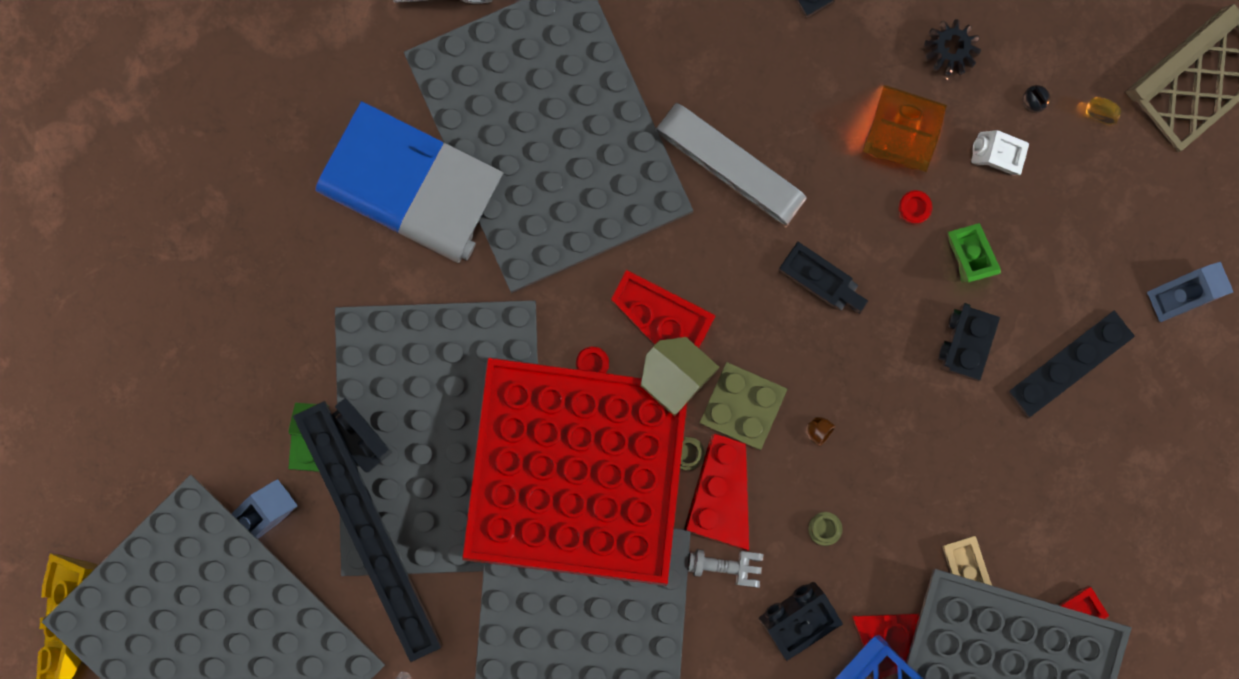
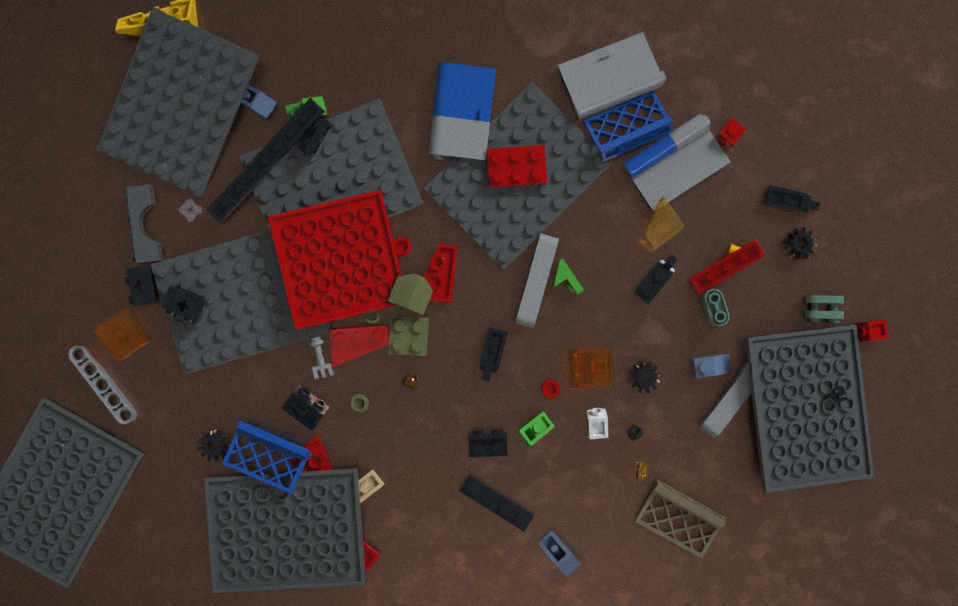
camera: 70 degrees right, 5 degrees up
(533, 125) = (517, 166): none -> red plate
(735, 114) = (564, 273): none -> bright green slope

